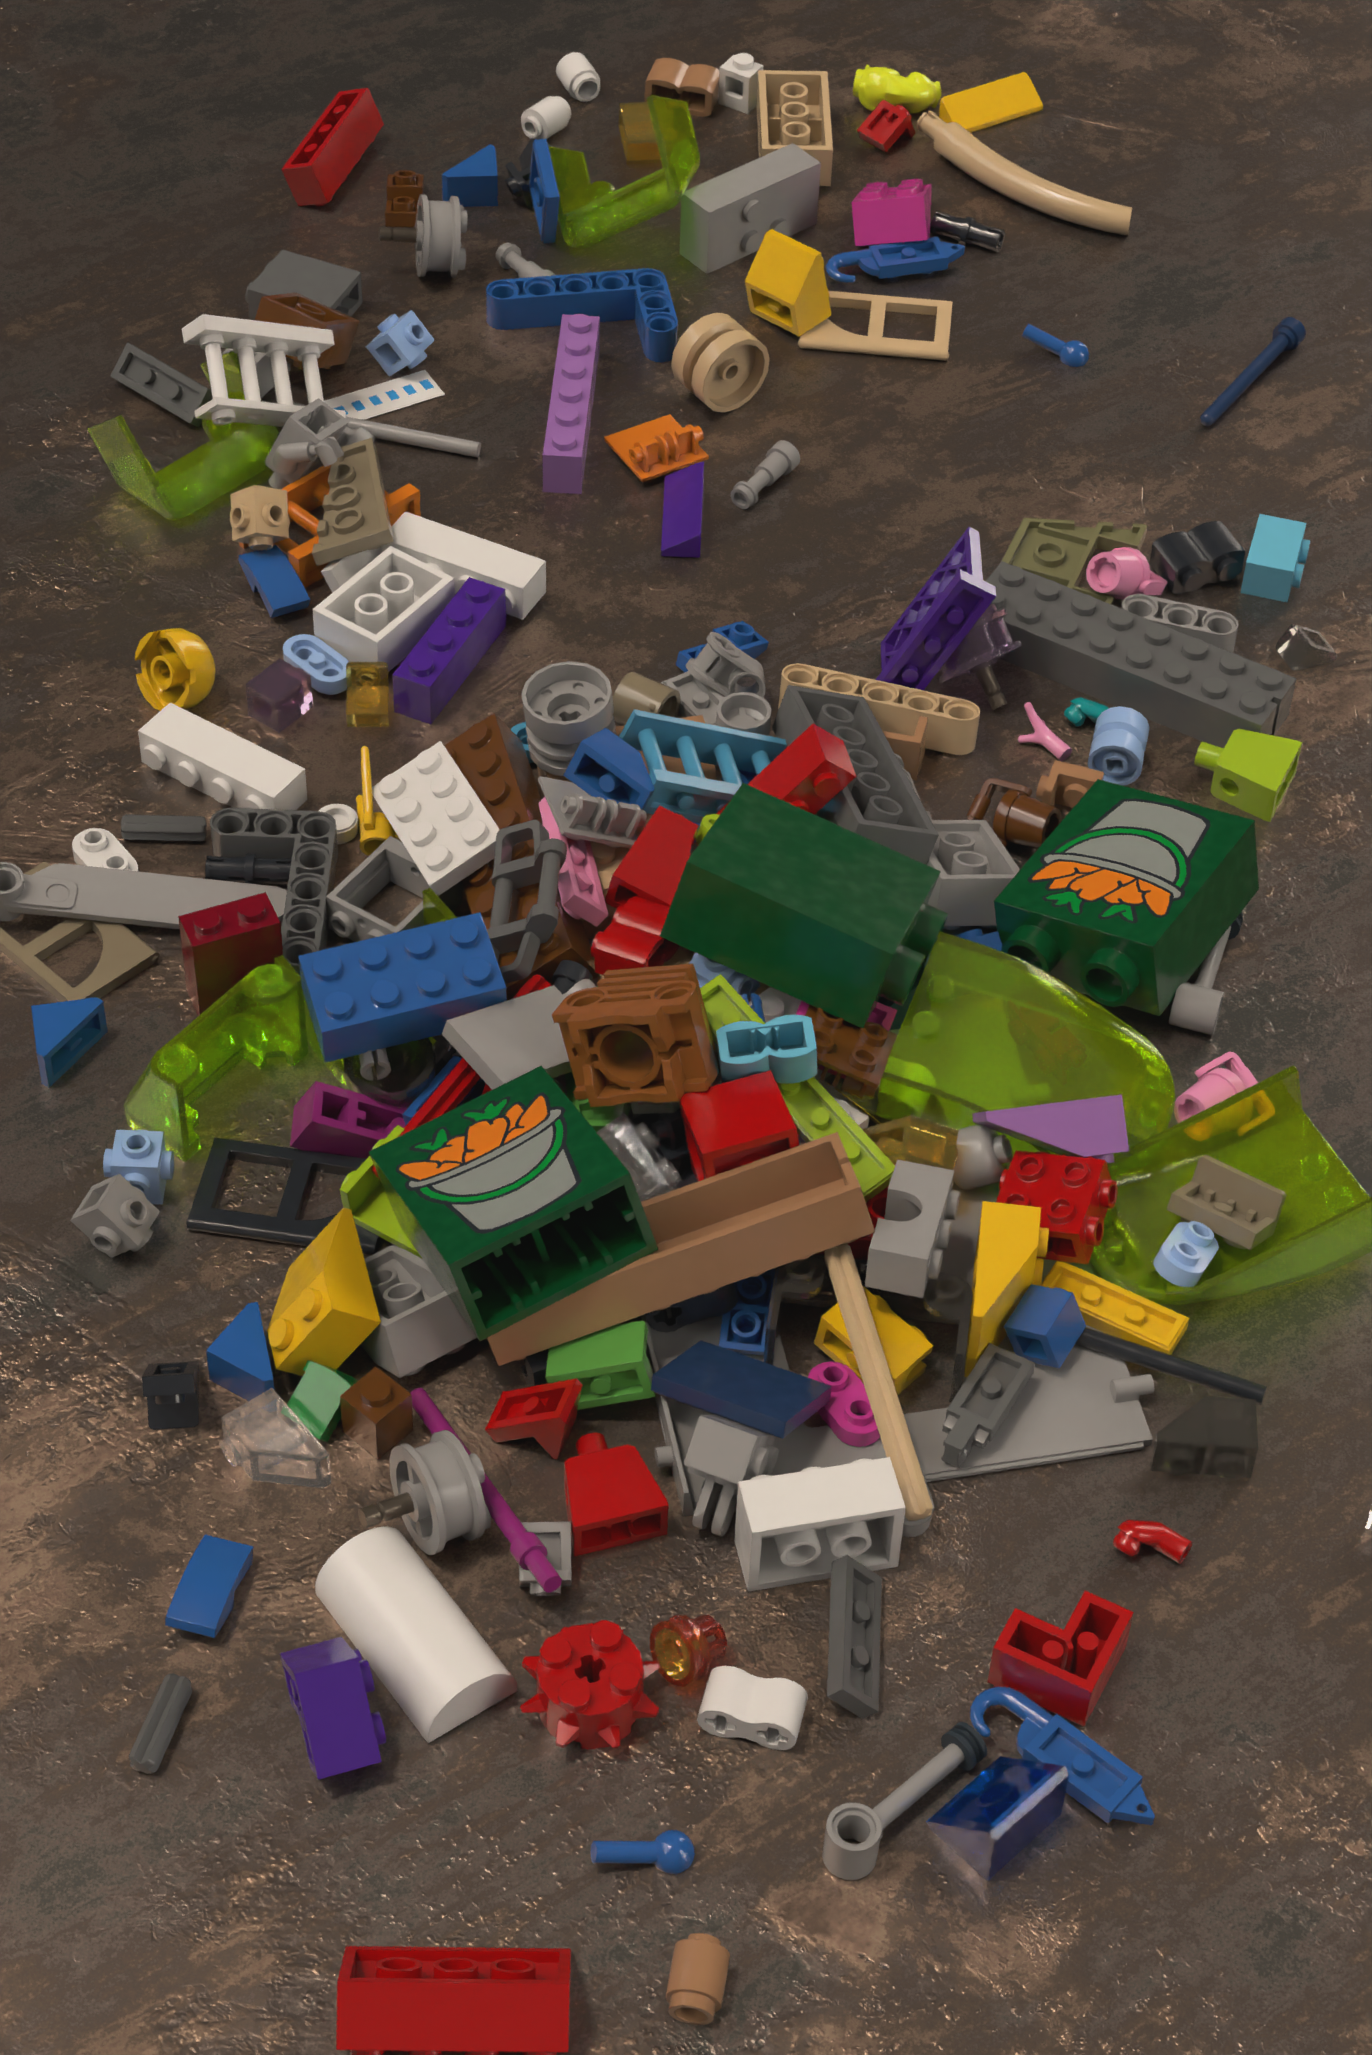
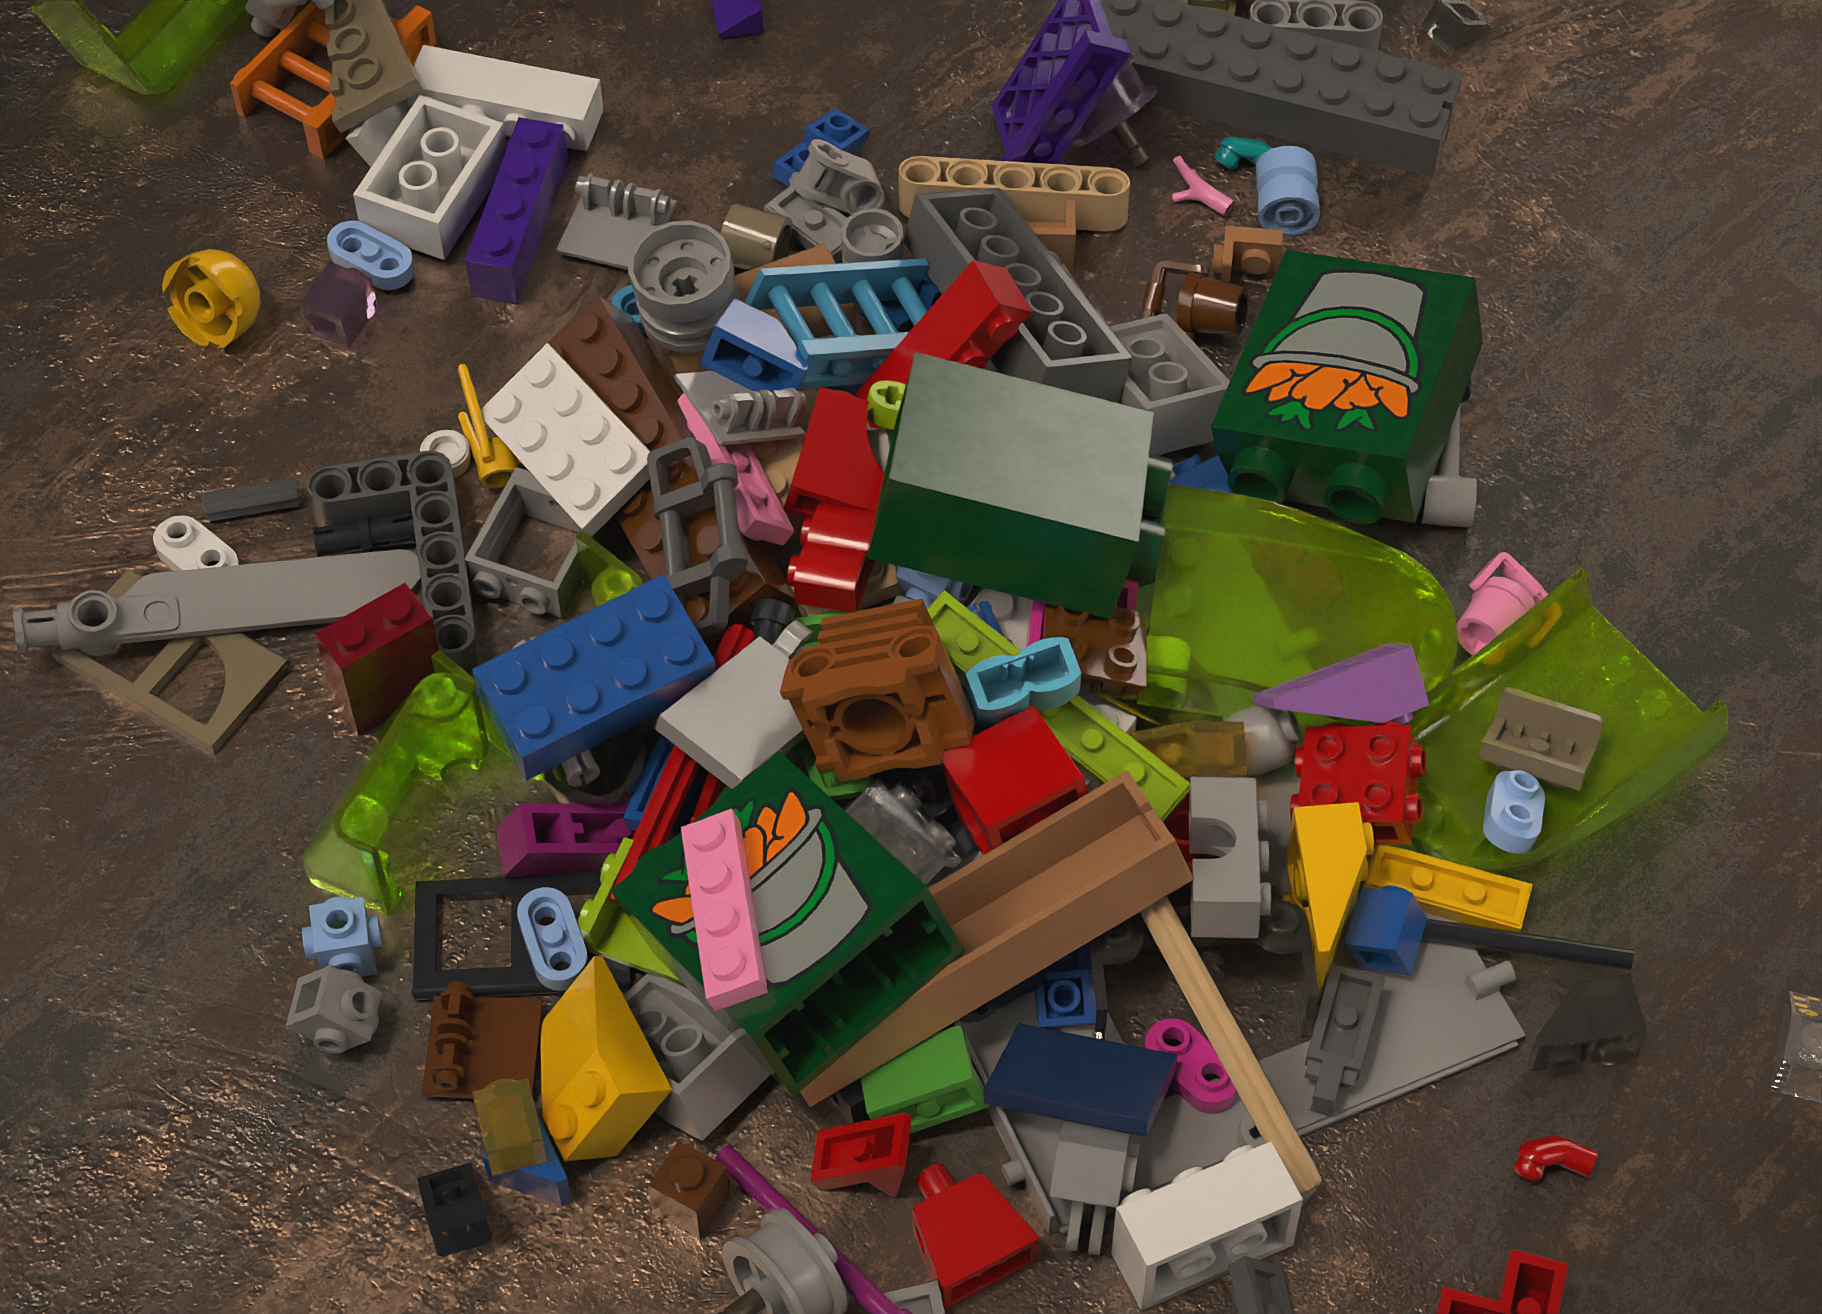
camera: 10 degrees left, 10 degrees up
(65, 1034) = (212, 787): blue slope -> none
(220, 762) = (297, 407): white brick -> none
(232, 1270) = (479, 1042): none -> reddish brown hinge
(234, 1324) = (509, 1125): none -> clear yellow brick
(259, 516) = (260, 84): tan brick -> none
(274, 1444) = (585, 1251): clear slope -> none
(275, 580) = (294, 155): blue slope -> none
(315, 1195) = (553, 942): none -> light blue plate
(318, 1398) = (621, 1184): green tile -> none
(367, 694) = (438, 284): clear yellow bracket -> none
(455, 1171) = (723, 910): none -> bright pink plate
(519, 663) = (612, 220): none -> light grey hinge
(902, 1343) = (1238, 982): yellow brick -> none
(1251, 770) = (1435, 192): lime torso -> none

